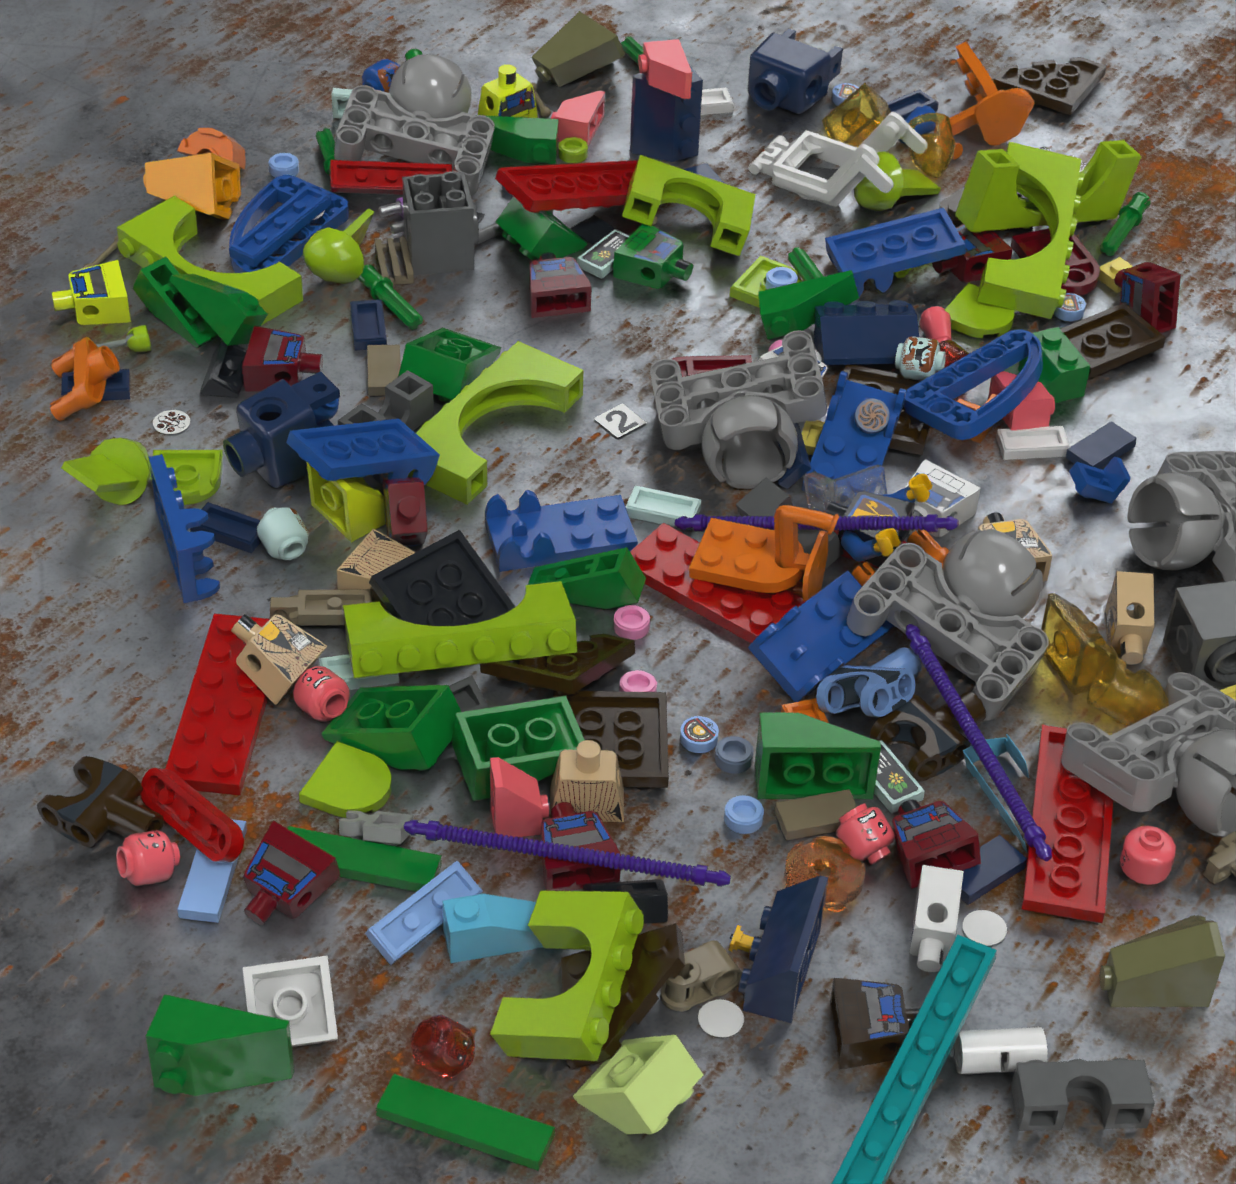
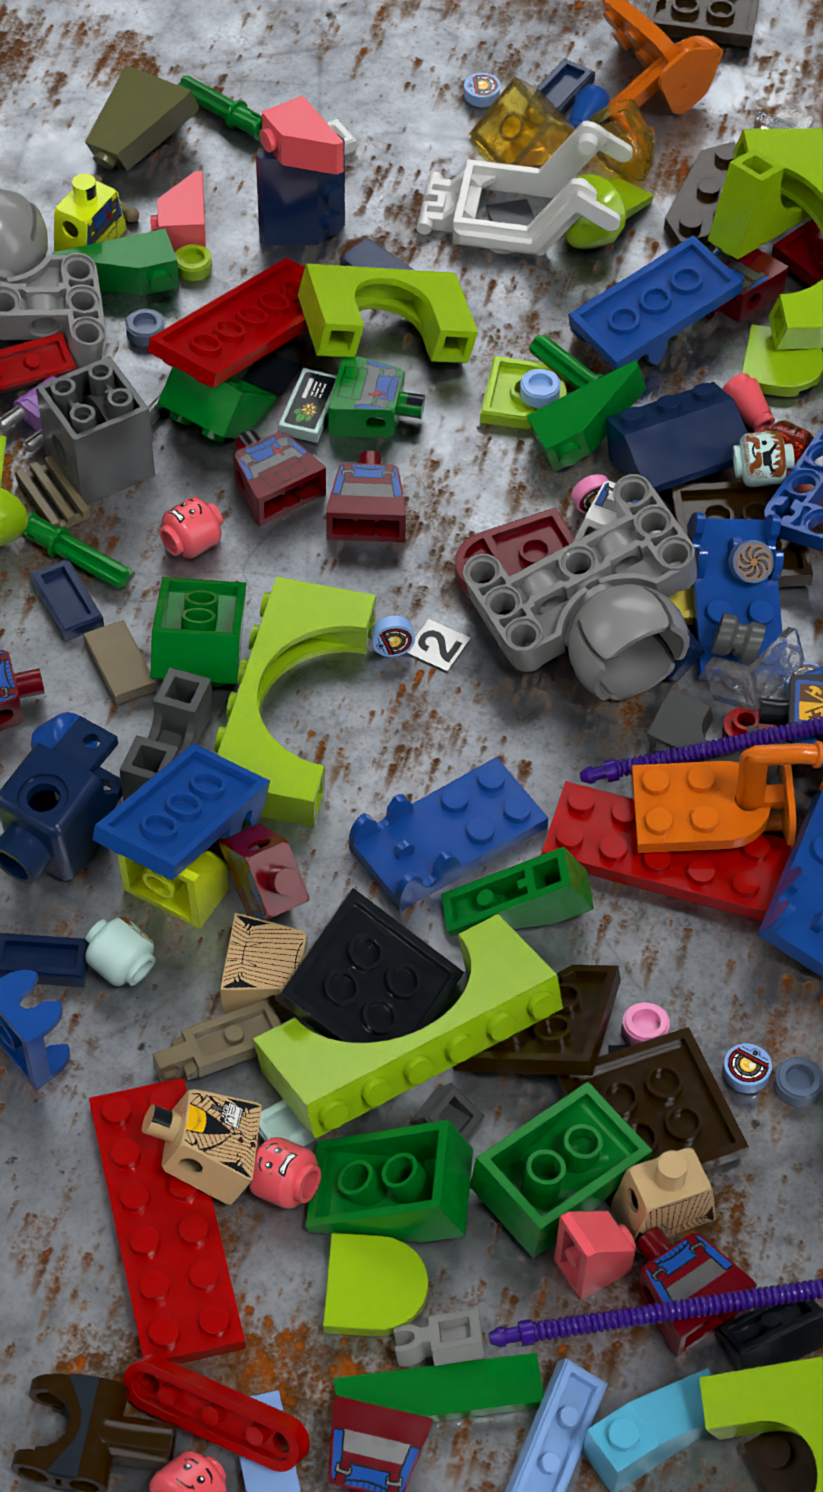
camera: 20 degrees left, 10 degrees up
(477, 302) = (191, 528): none -> coral head
(586, 402) = (392, 636): none -> tile
(612, 318) = (366, 502): none -> dark red torso
(631, 622) = (593, 934): bright pink tile -> none
(661, 506) = (550, 756): light aqua tile -> none
(791, 73) = (409, 81): dark blue piece -> none
(834, 460) = (736, 638): none -> dark grey wheel

